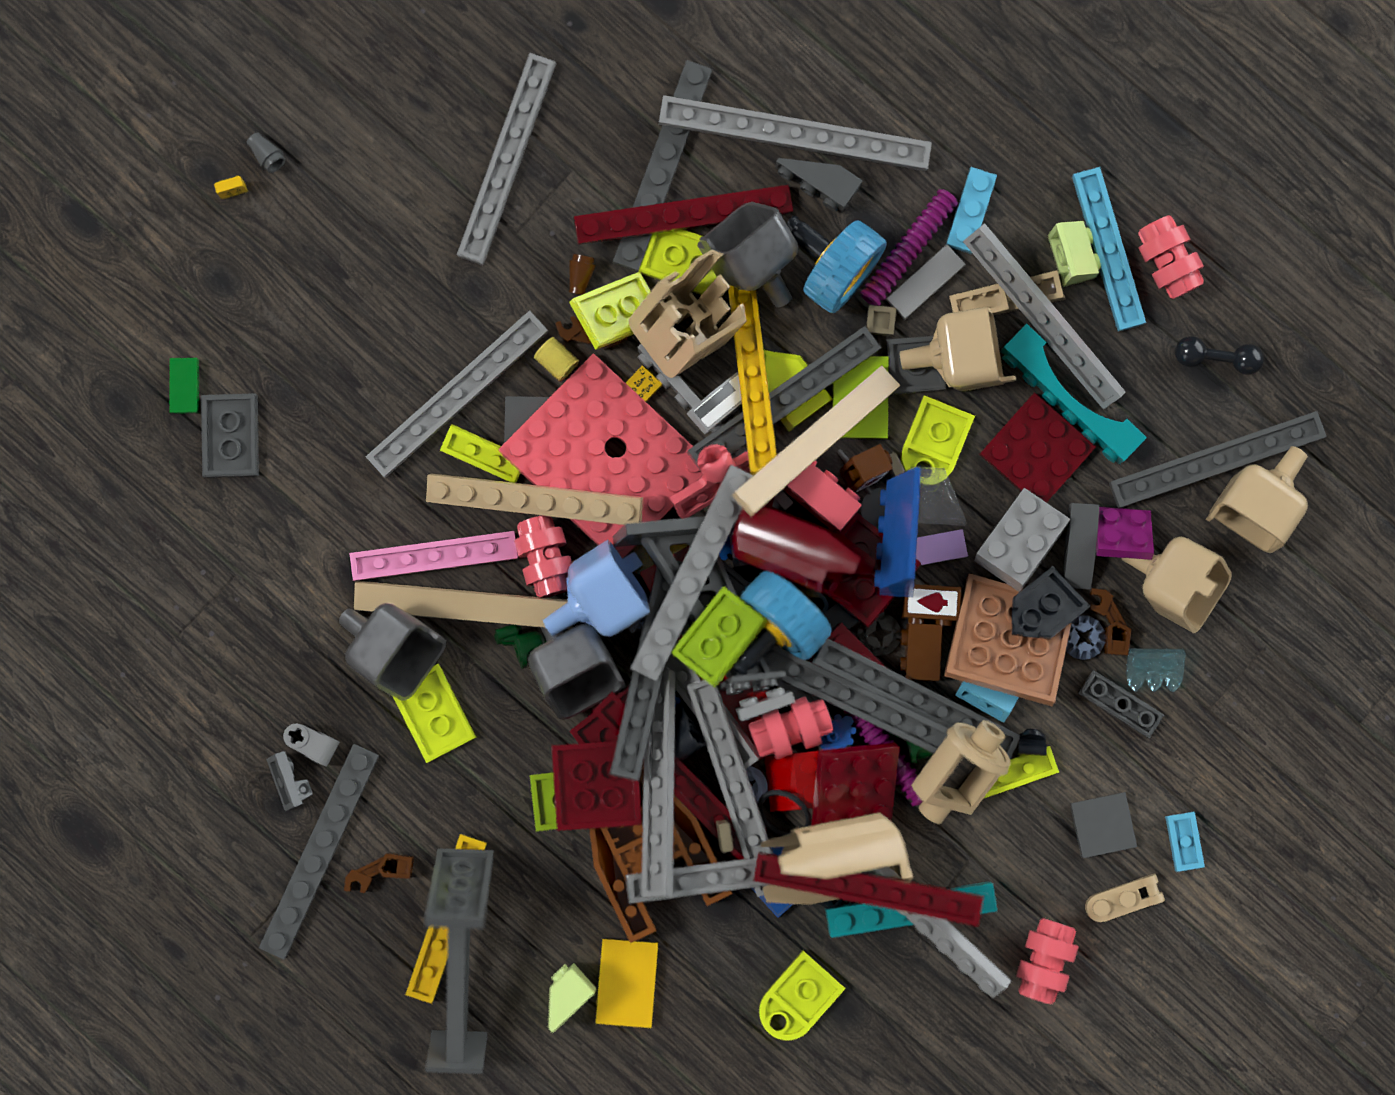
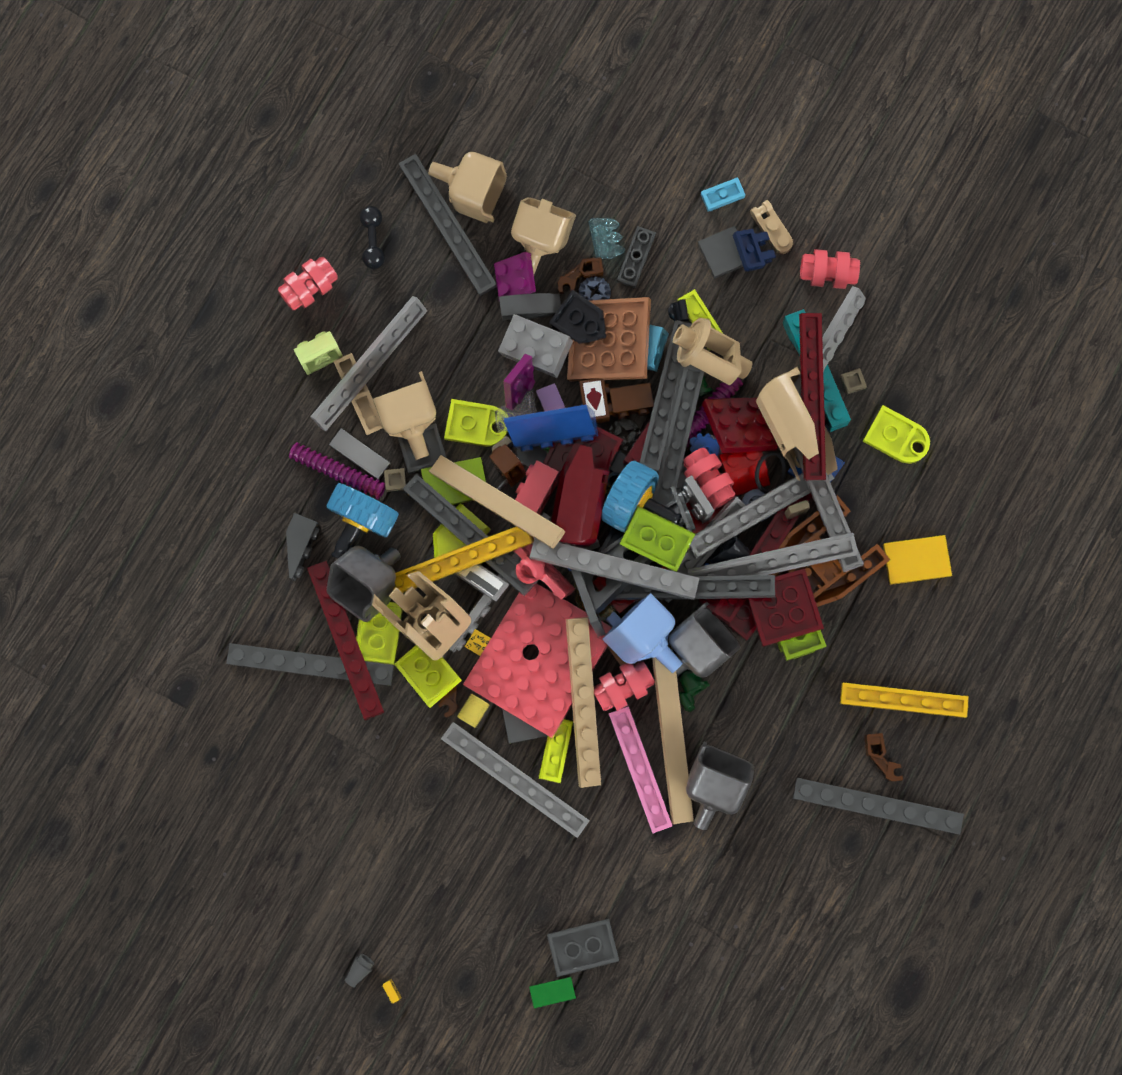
camera: 95 degrees left, 5 degrees down
(290, 791) = (839, 838): dark grey hinge -> none
(315, 745) = (800, 826): light grey piece -> none
(435, 716) = (759, 741): neon yellow tile -> none
(458, 903) = (898, 685): dark grey piece -> none
(506, 159) = (327, 783): light grey tile -> none
(567, 994) = (938, 597): yellowish green slope -> none
(580, 272) = (404, 707): reddish brown cone -> none
(794, 133) = (267, 571): light grey plate -> none
(887, 957) = (853, 381): none -> dark tan tile
(971, 207) = (298, 432): medium azure plate -> none
(974, 505) = (519, 382): none -> magenta plate
(1037, 449) = (466, 350): dark red plate -> none
(1096, 858) = (749, 250): none -> dark blue plate
(1109, 248) = (307, 329): medium azure plate -> none
(1115, 437) = (397, 371): teal arch -> none

